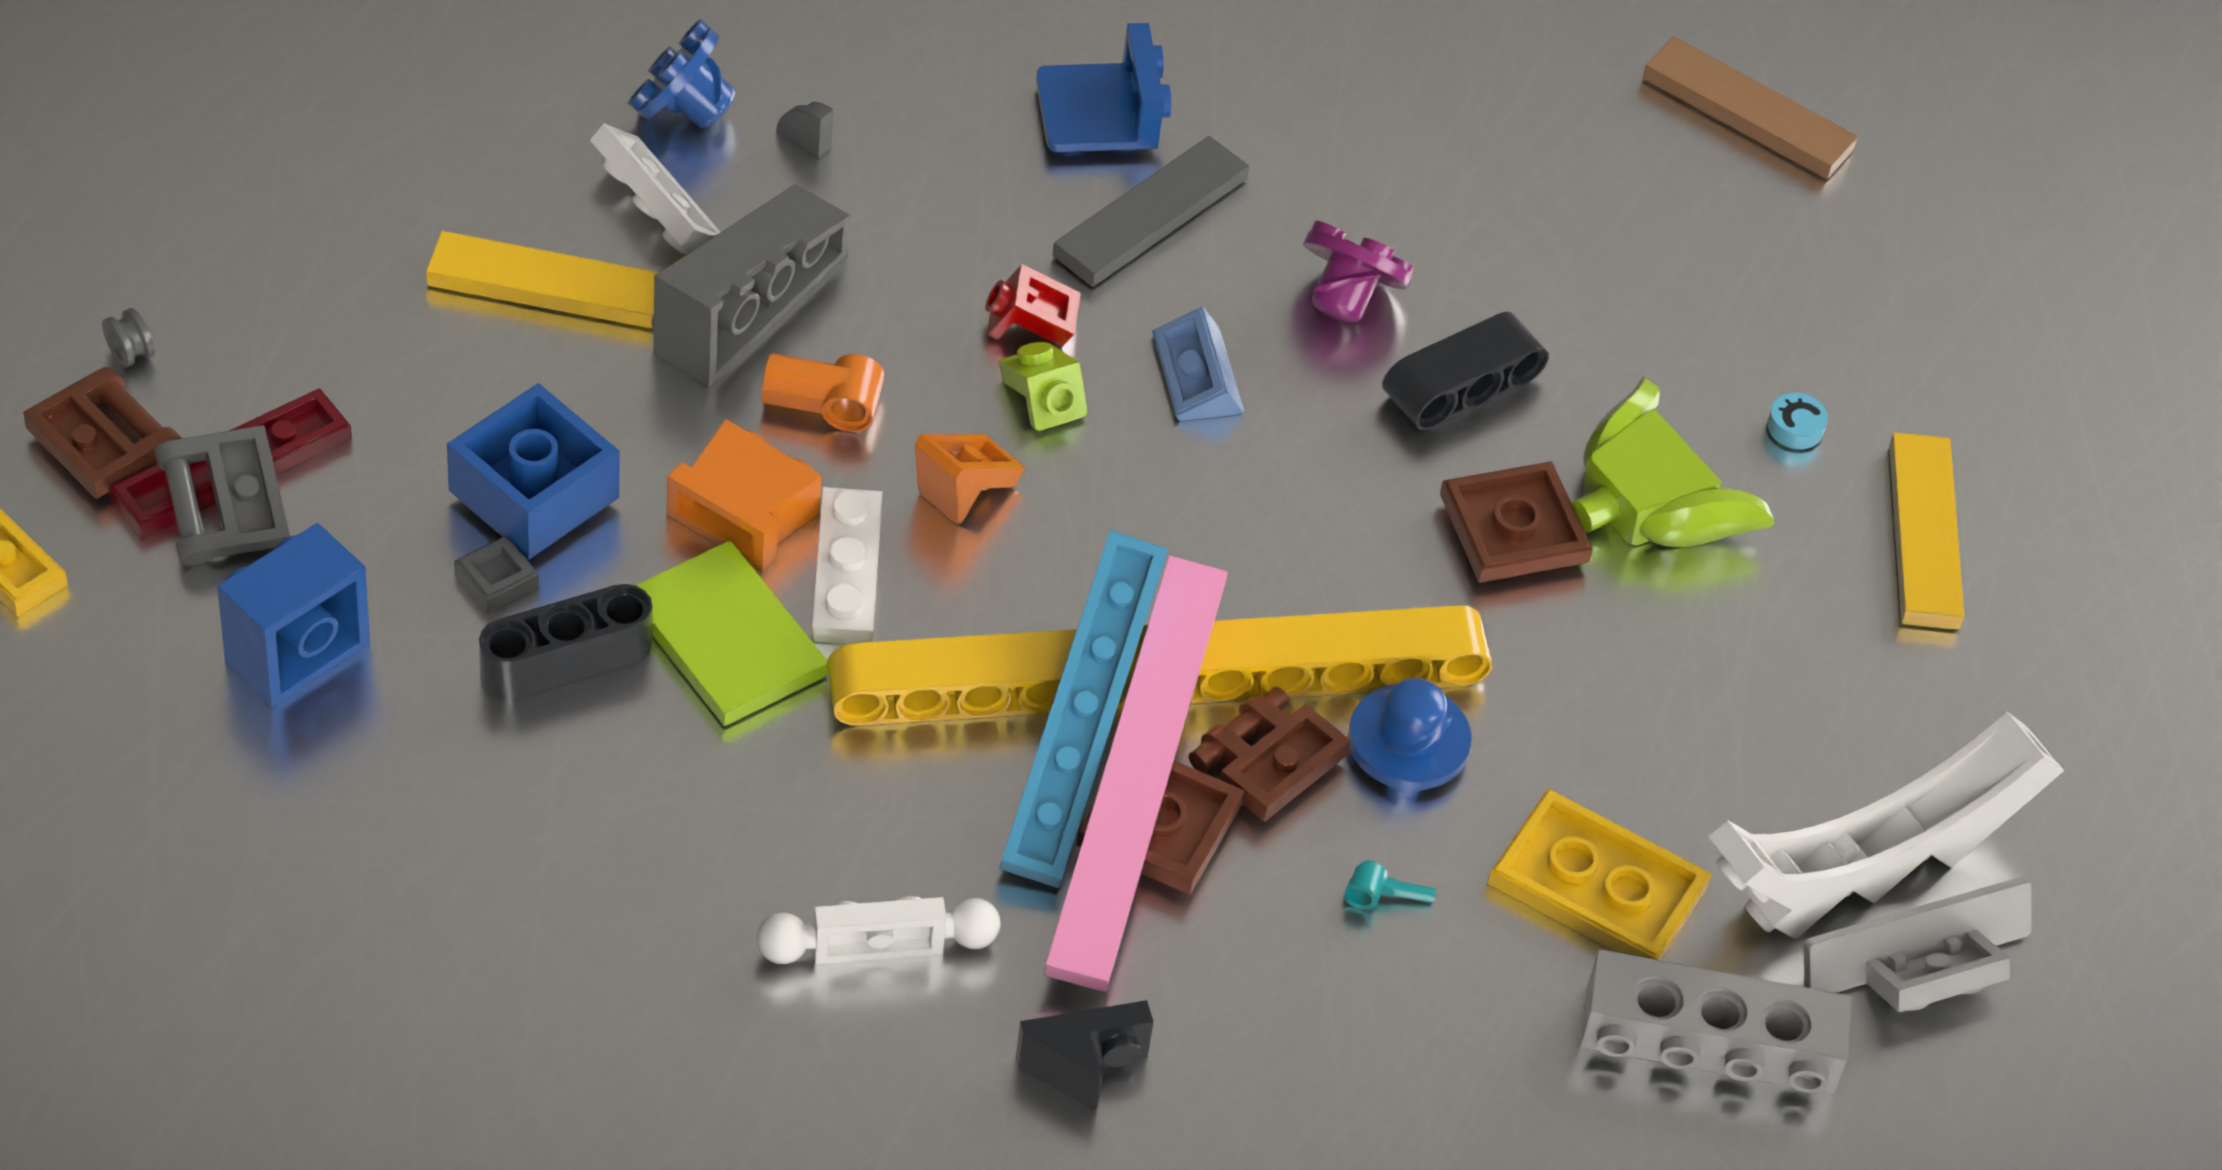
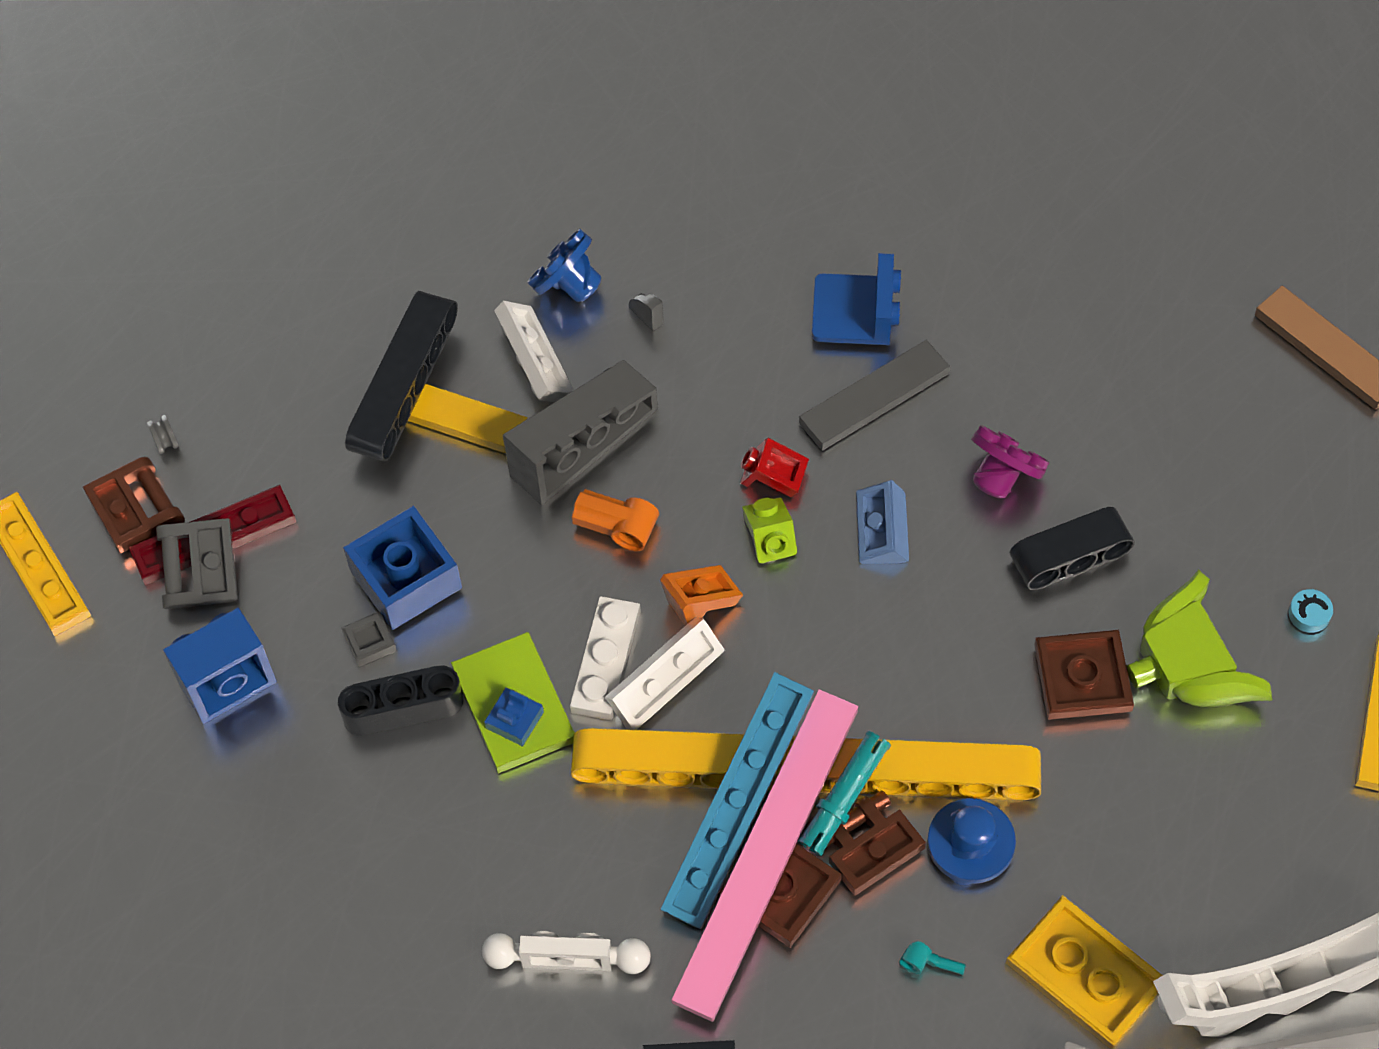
camera: 20 degrees right, 10 degrees up
(475, 230) = (401, 376): none -> black beam
(737, 642) = (514, 716): none -> blue tile
(744, 494) = (544, 597): orange hips -> none
(940, 571) = (665, 674): none -> white plate
(1220, 706) = (844, 793): none -> teal pin

